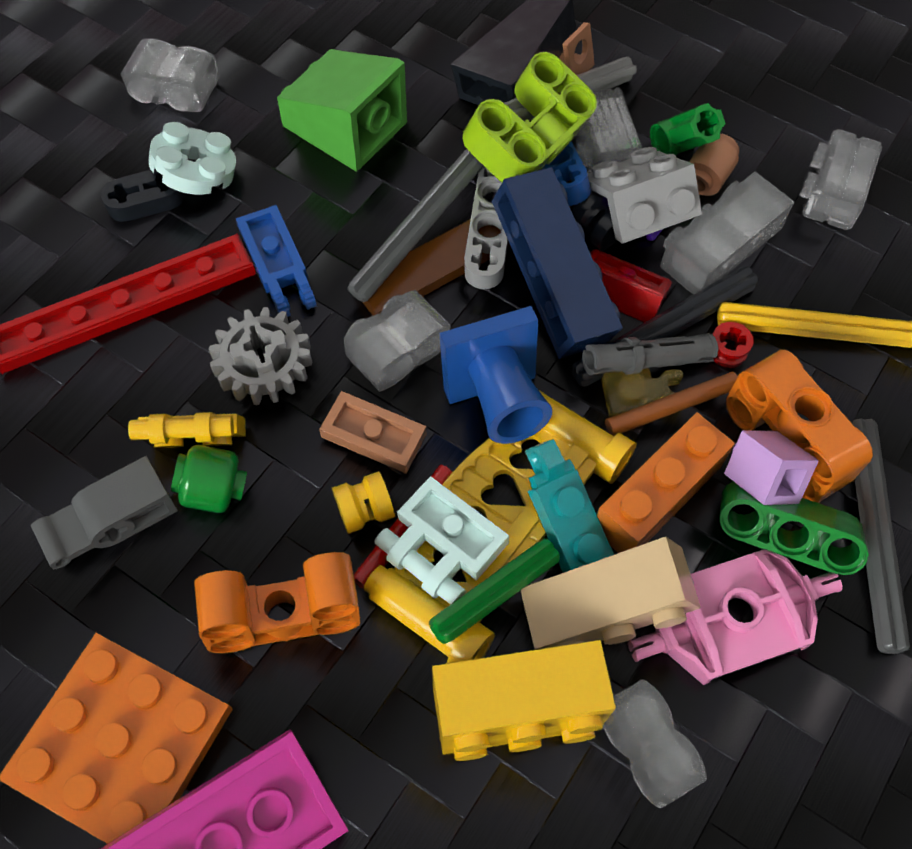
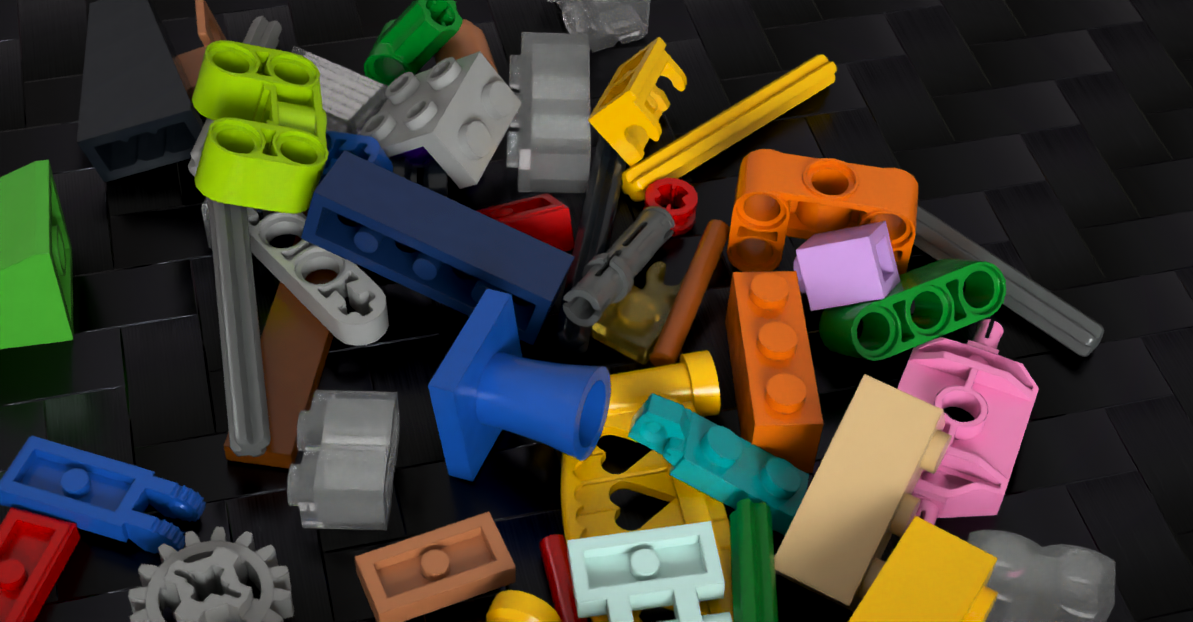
camera: 50 degrees left, 15 degrees down
(776, 266) = (633, 103): none -> yellow hinge

